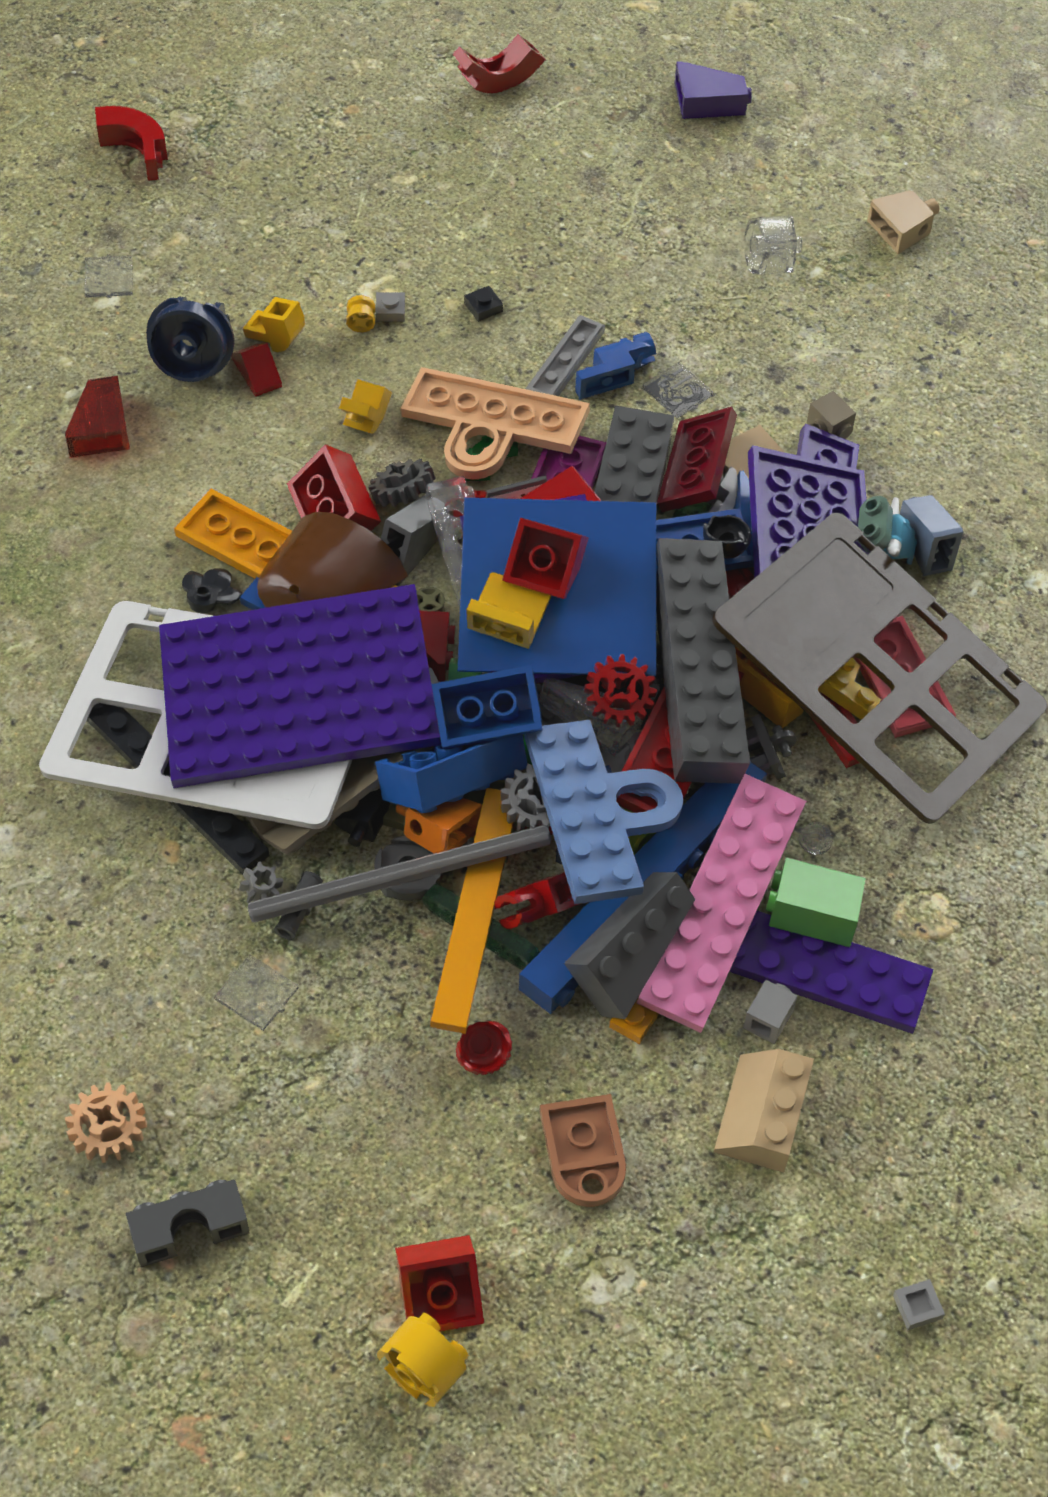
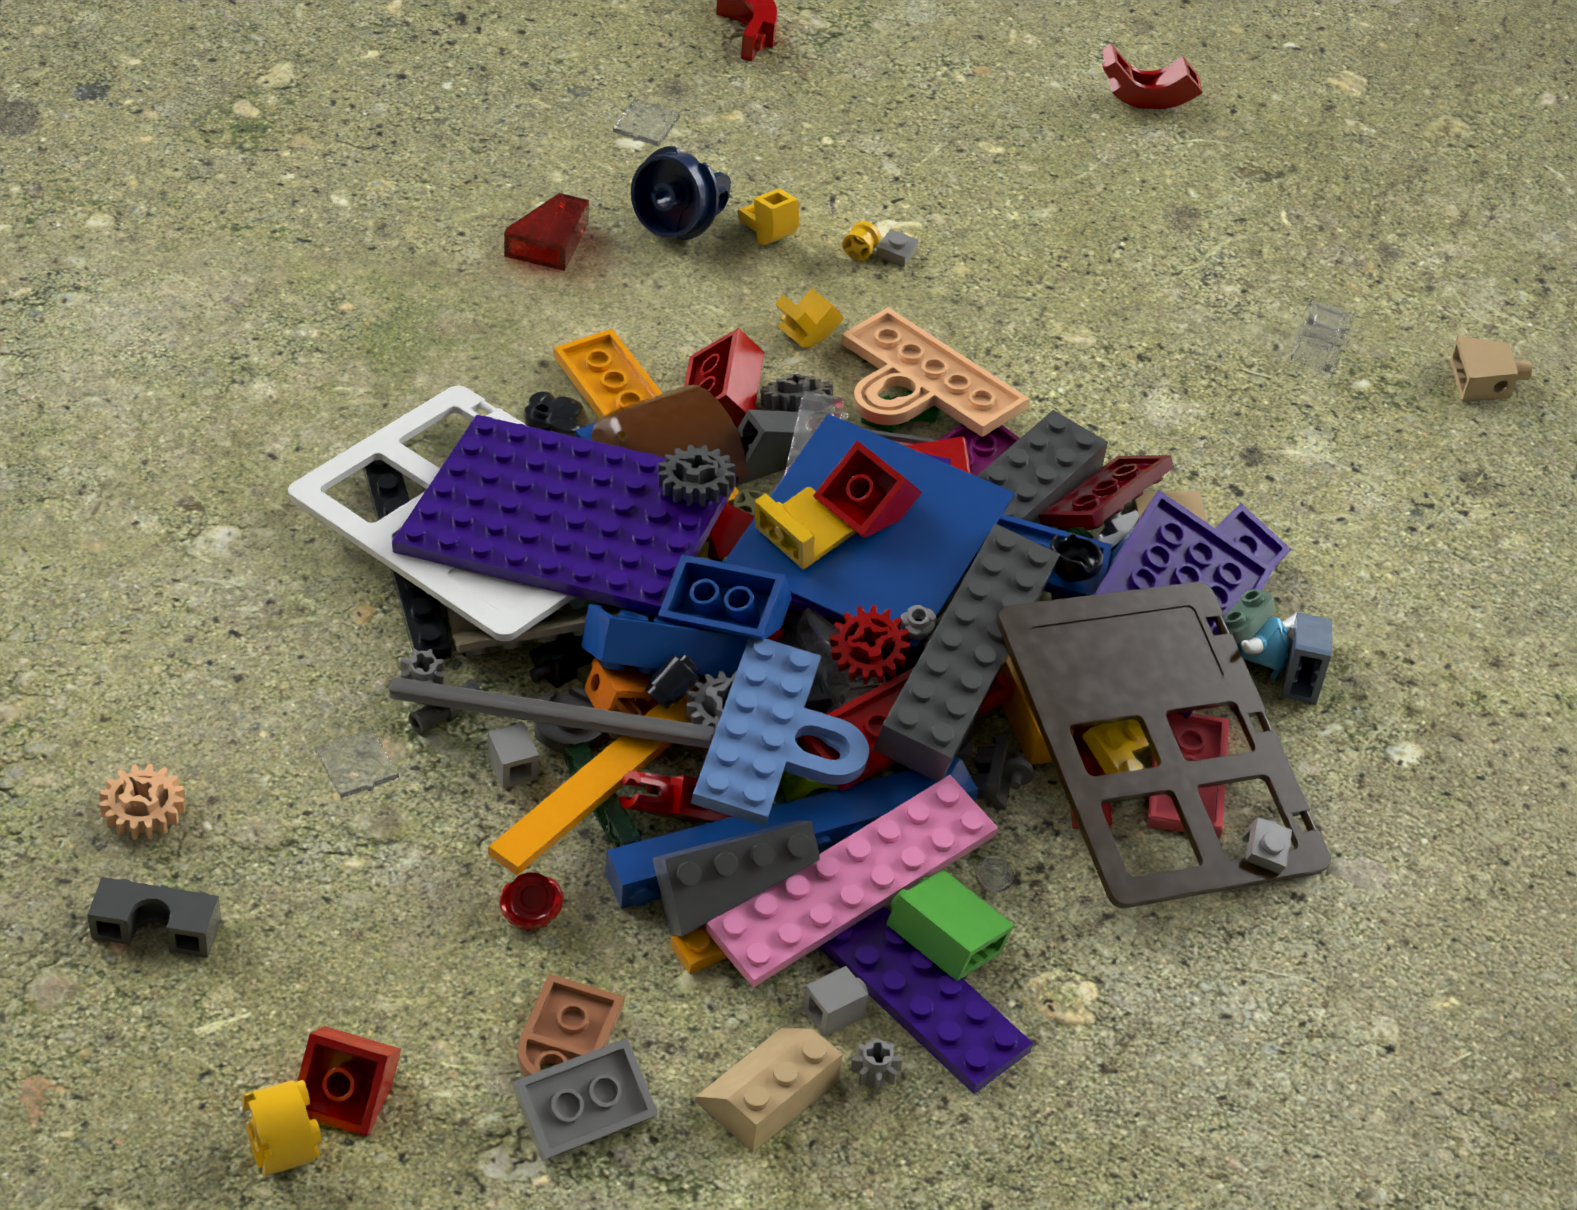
camera: 25 degrees right, 10 degrees down
(258, 368) = (730, 249): red slope -> none
(383, 922) = (513, 755): none -> light grey brick
(393, 603) = (696, 475): none -> dark grey gear
(483, 303) = (992, 279): black plate -> none
(485, 798) = (673, 680): none -> black brick
(567, 356) = (1044, 357): light grey tile -> none
(615, 365) = (1084, 381): blue plate -> none
(639, 1201) = (584, 1099): none -> light grey plate
(651, 660) = (919, 629): none -> light grey plate
(677, 390) = (1138, 430): clear piece -> none
(710, 92) = (1357, 183): slope -> none
(832, 415) = (1277, 509): dark tan brick -> none
(834, 1049) = (876, 1064): none -> light grey gear
(1001, 712) = (1267, 844): none -> light grey bracket

